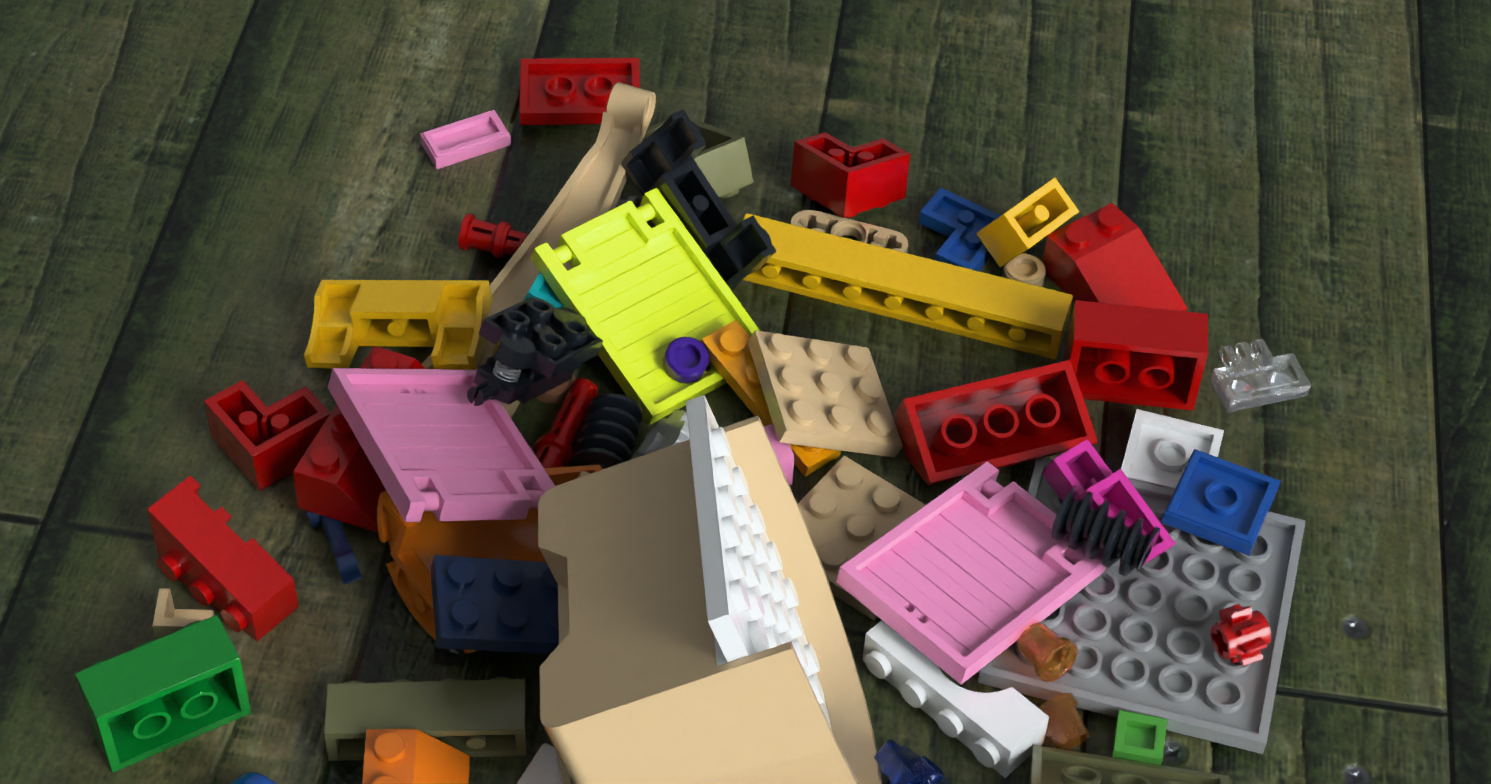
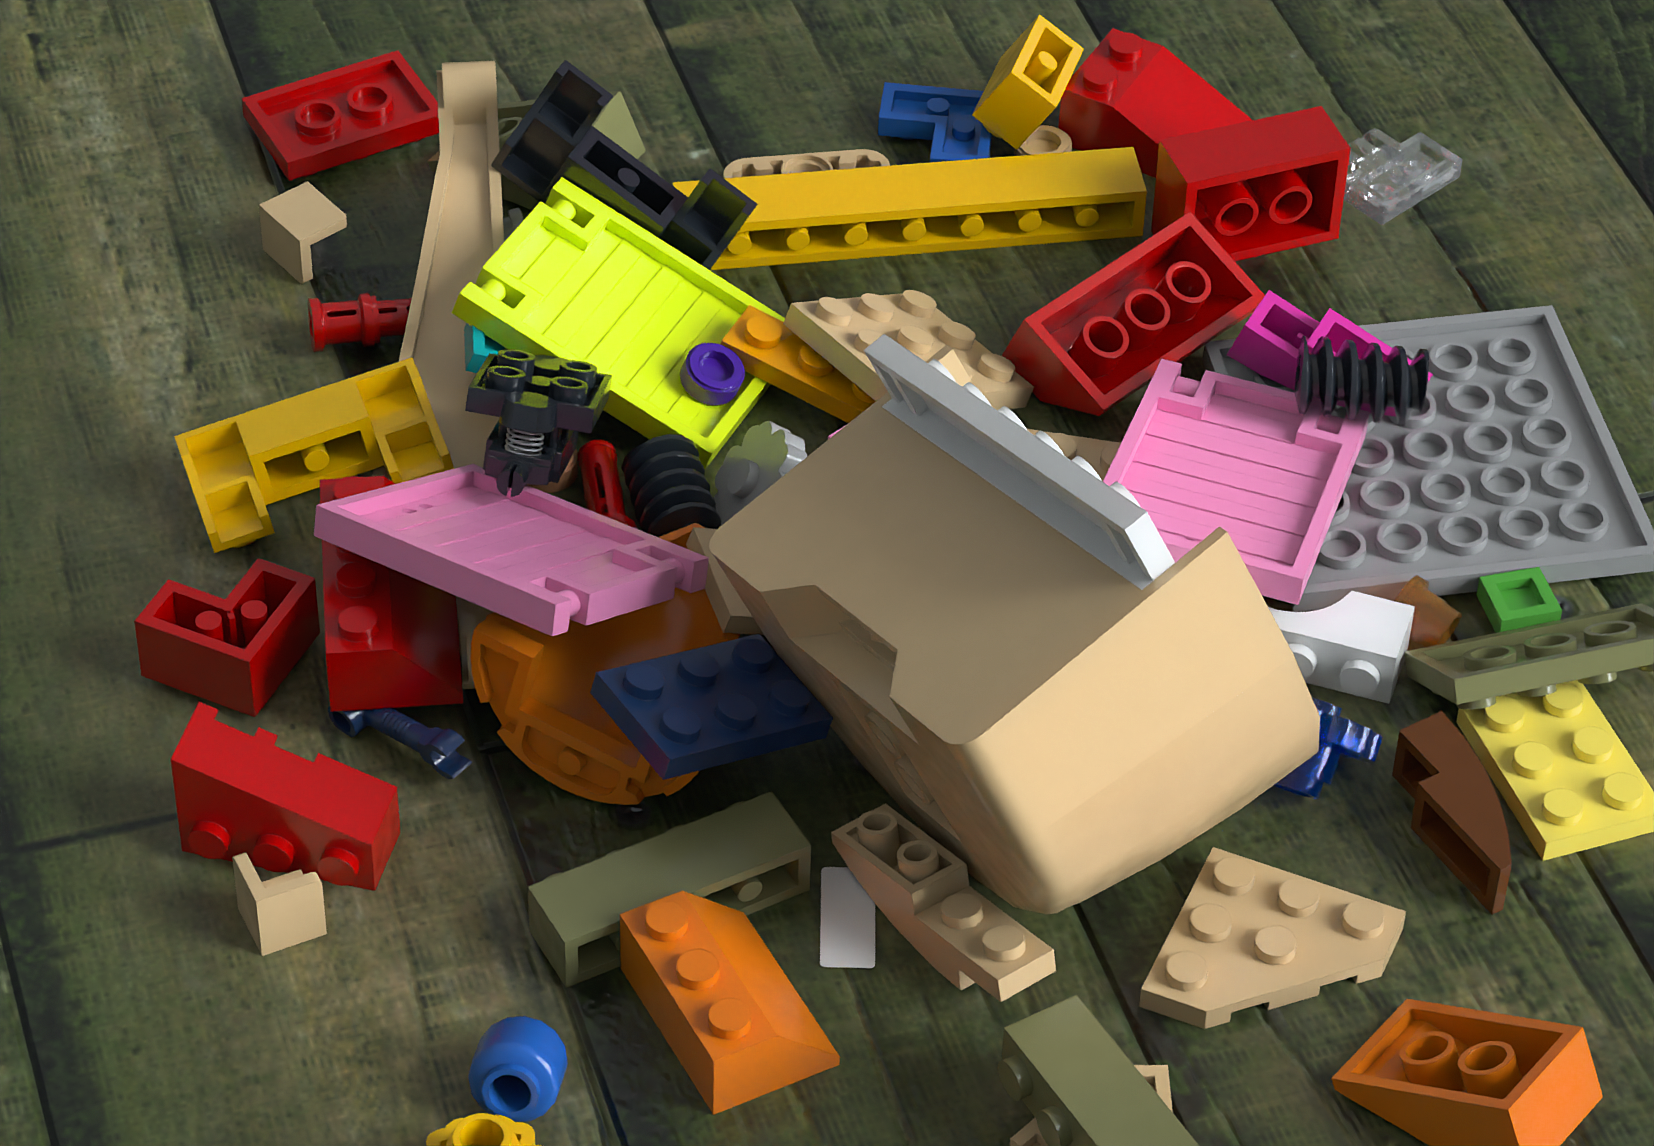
camera: 25 degrees left, 5 degrees down
(164, 692) = (323, 973): green brick -> none
(465, 139) = (221, 222): bright pink tile -> none
(497, 156) = (294, 223): none -> tan panel
(849, 177) = (764, 103): red brick -> none
(1047, 651) = (1366, 538): clear orange piece -> none
(1162, 447) = (1357, 281): white plate -> none
(1221, 502) = (1454, 312): blue plate -> none
(1240, 634) = (1571, 442): red gear -> none

